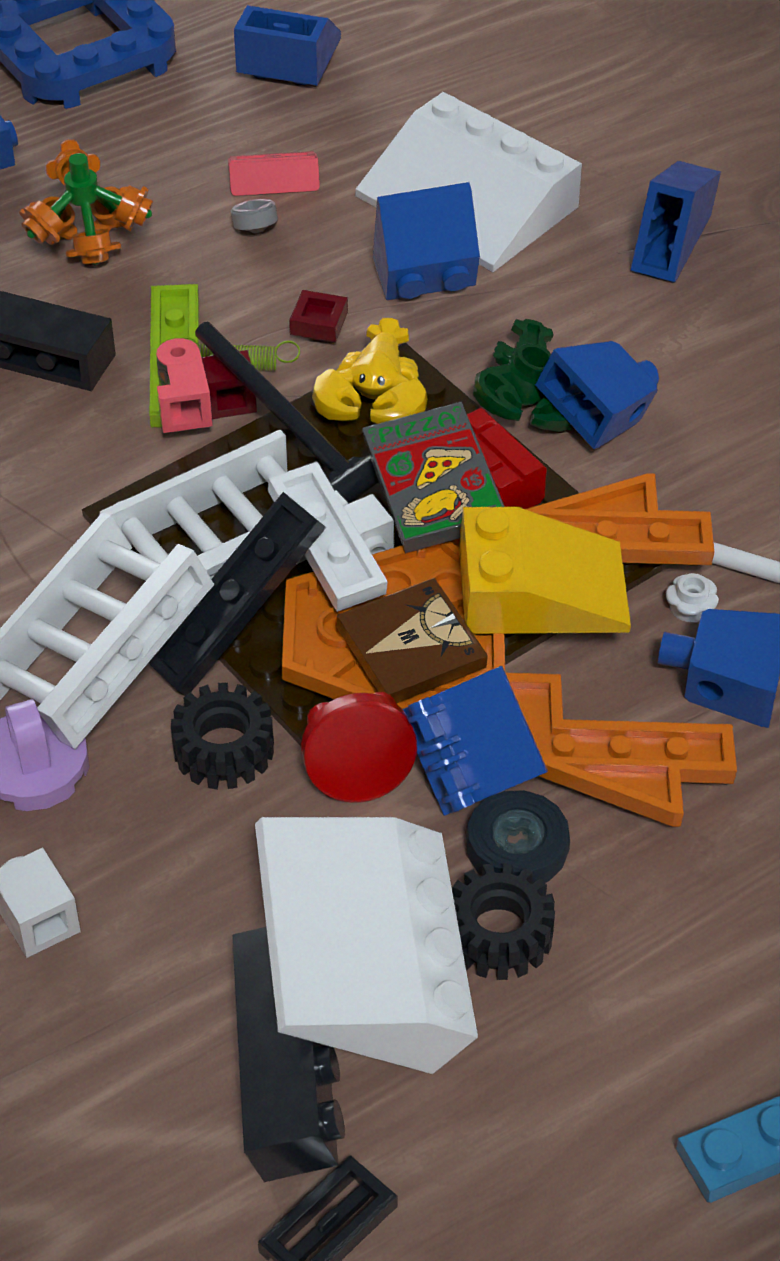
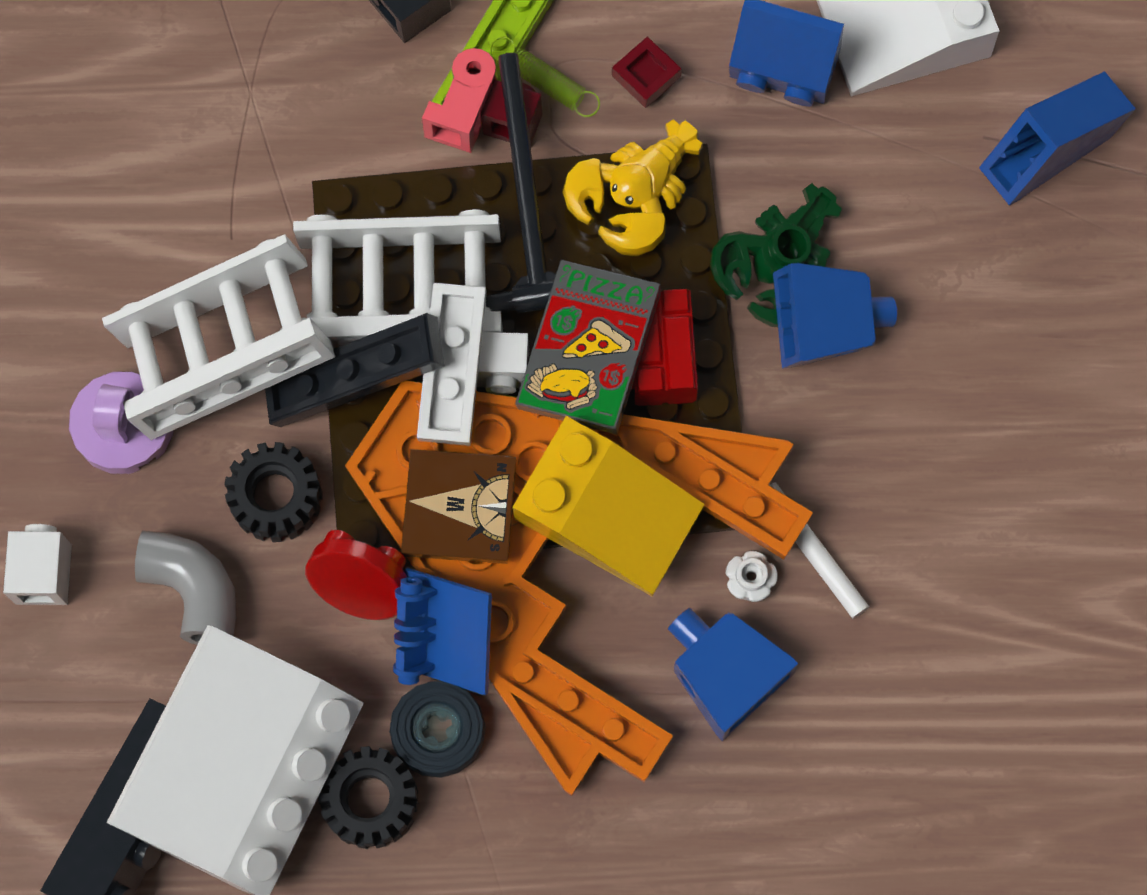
camera: 35 degrees right, 25 degrees up
(195, 832) = (195, 575): none -> light grey cylinder

